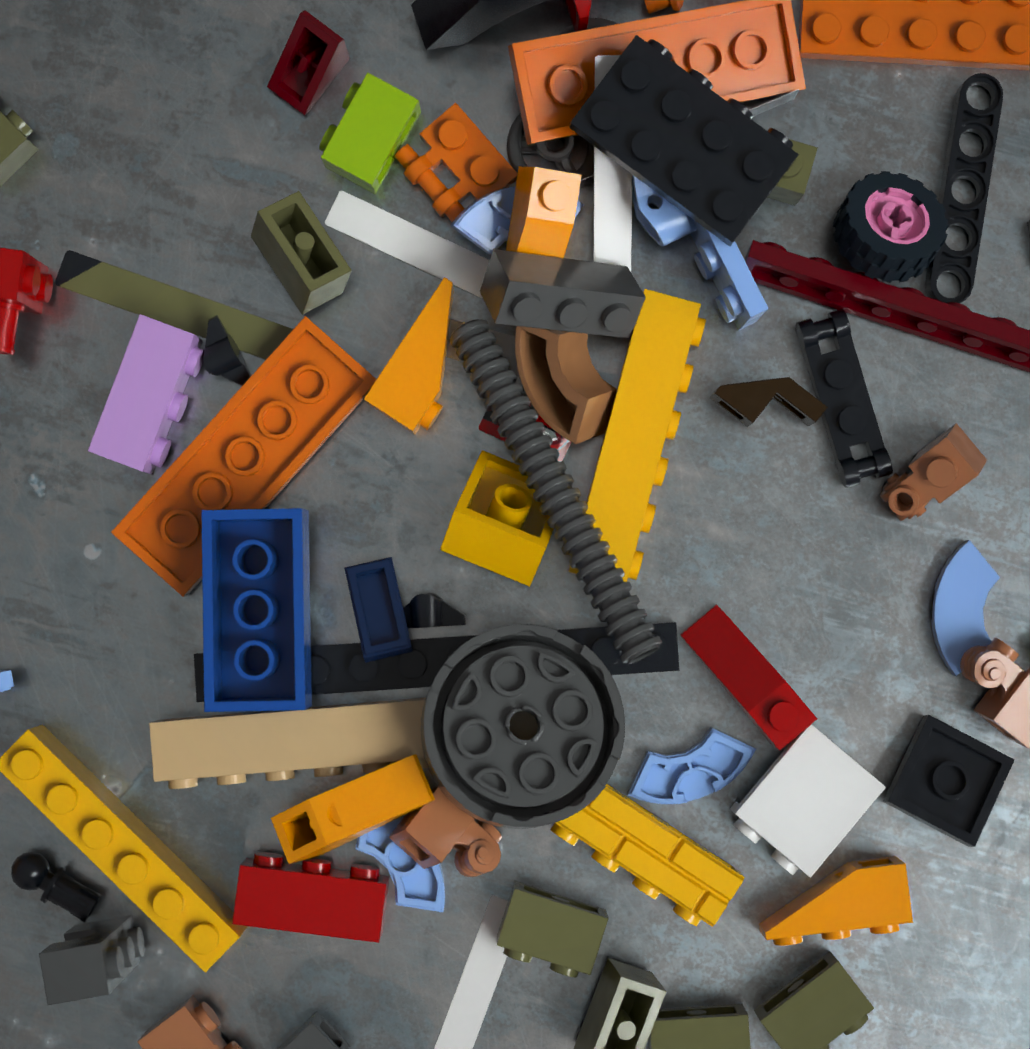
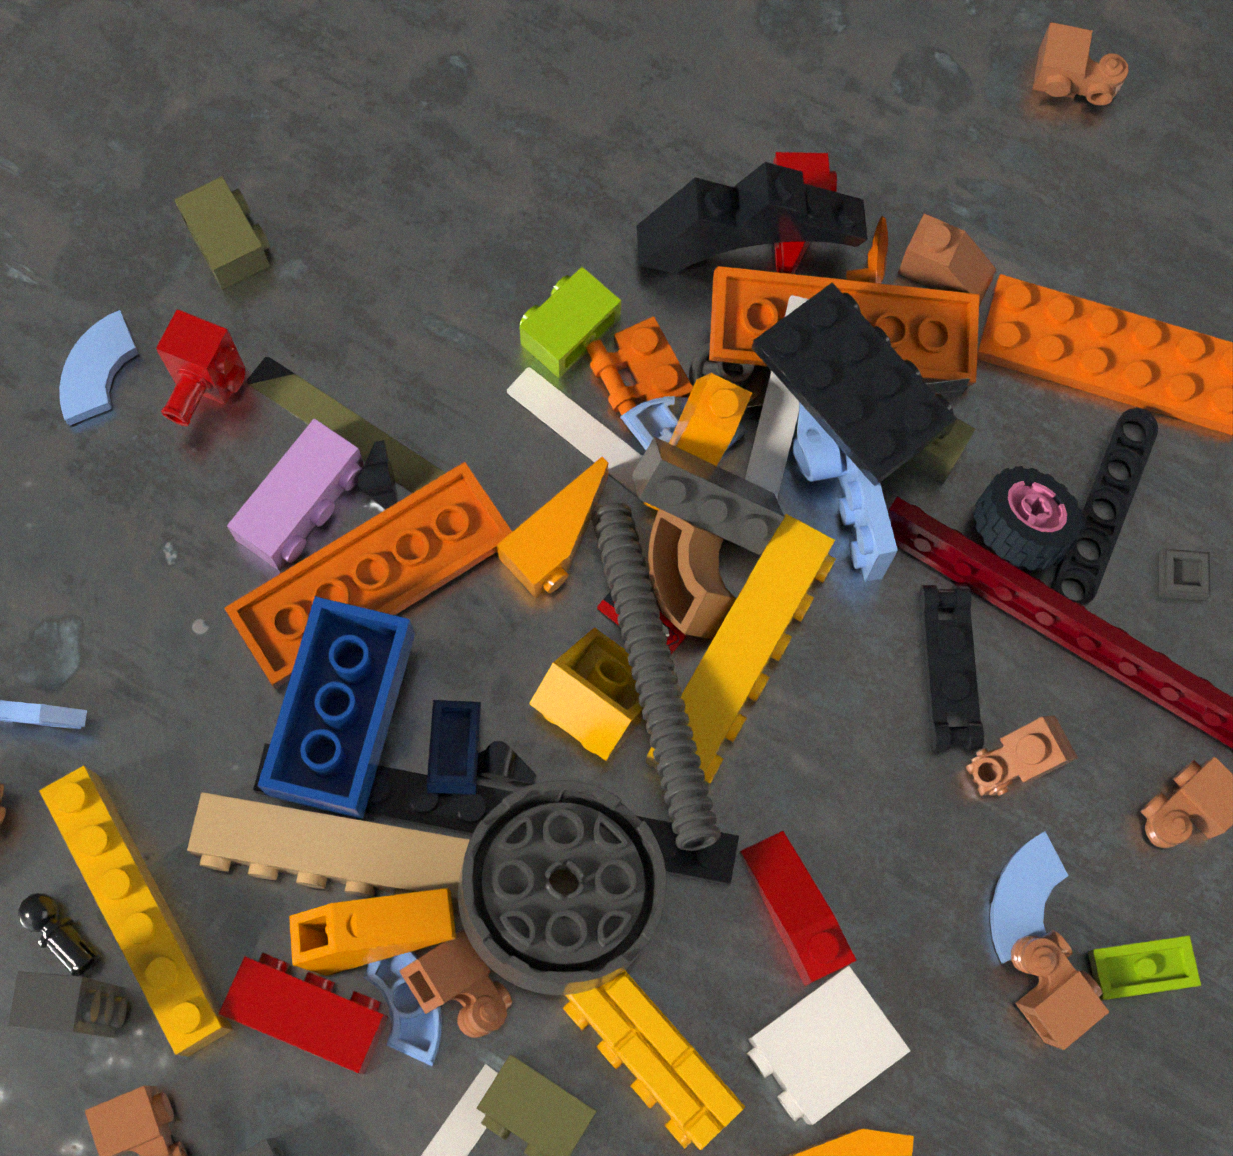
camera: 15 degrees right, 15 degrees down
(300, 252) = (476, 404): olive brick -> none
(308, 63) = (532, 249): dark red slope -> none
(691, 773) = (720, 991): light blue tile -> none
(749, 399) = (860, 641): dark brown slope -> none
(949, 780) = (976, 1068): black plate -> none

